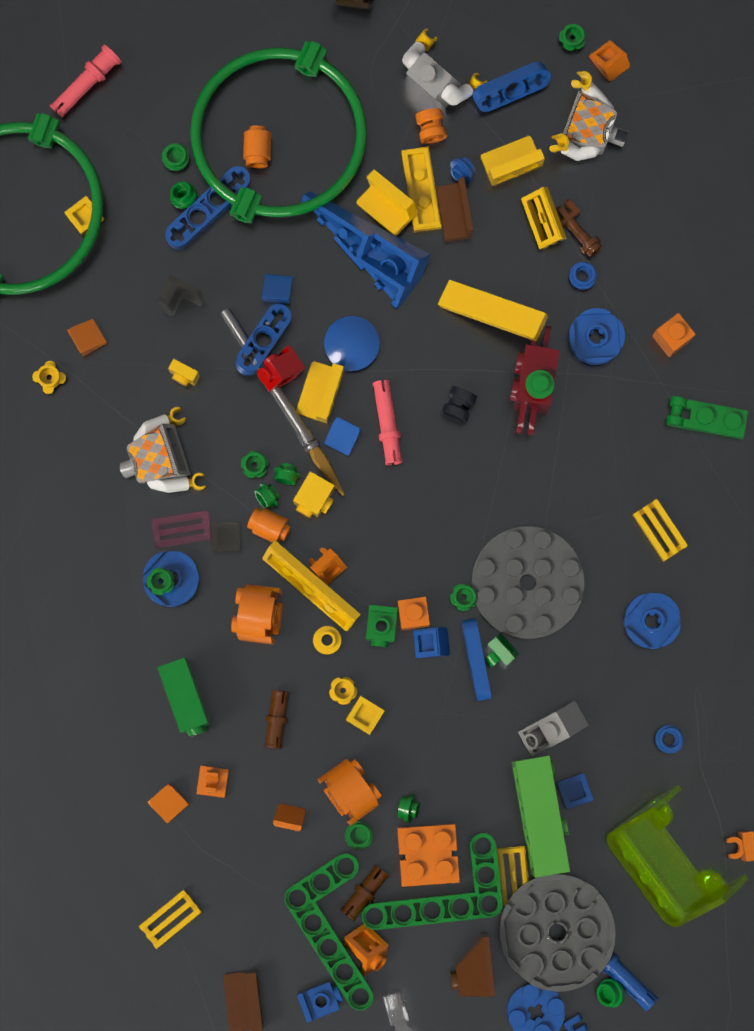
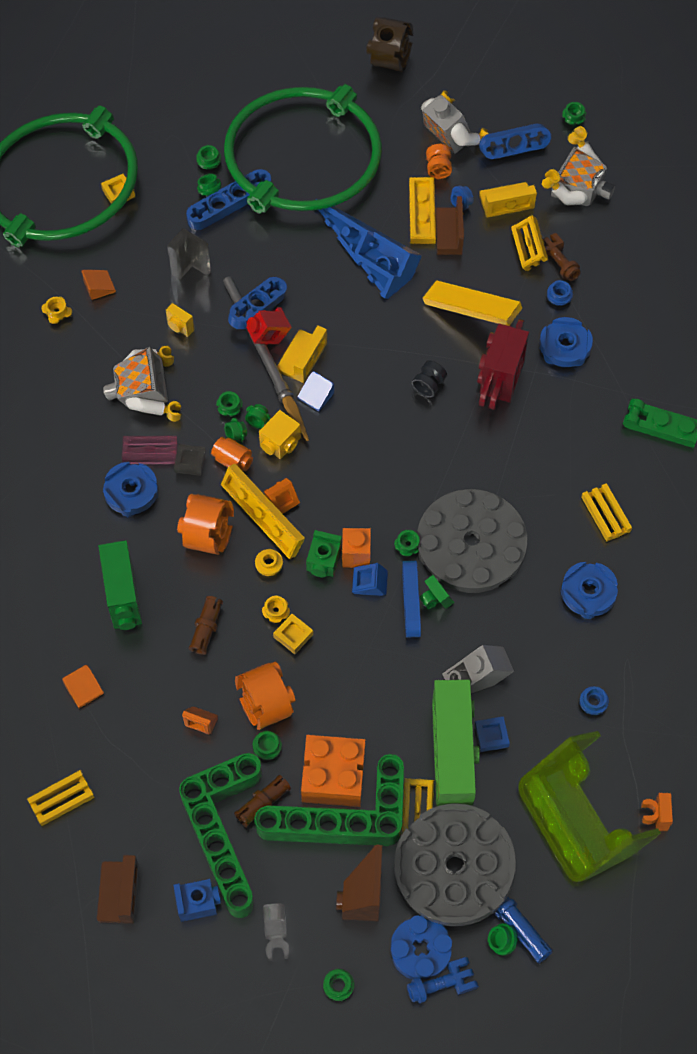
camera: 10 degrees right, 20 degrees down
(94, 72) = (152, 87): coral pin -> none
(166, 586) = (116, 477): green plate -> none
(212, 781) = (131, 674): orange tile -> none
(257, 147) = (281, 158): orange brick -> none
(277, 289) = (278, 268): blue slope -> none
(352, 343) = (340, 317): blue dish -> none
(367, 948) = (257, 853): orange bracket -> none
(387, 204) = (391, 212): yellow panel -> none
(388, 427) = (360, 395): coral pin -> none
(408, 808) = (321, 724): green plate -> none
(539, 384) = (506, 353): green plate -> none
(610, 60) = (606, 136): orange slope -> none
(673, 335) = (638, 348): orange brick -> none

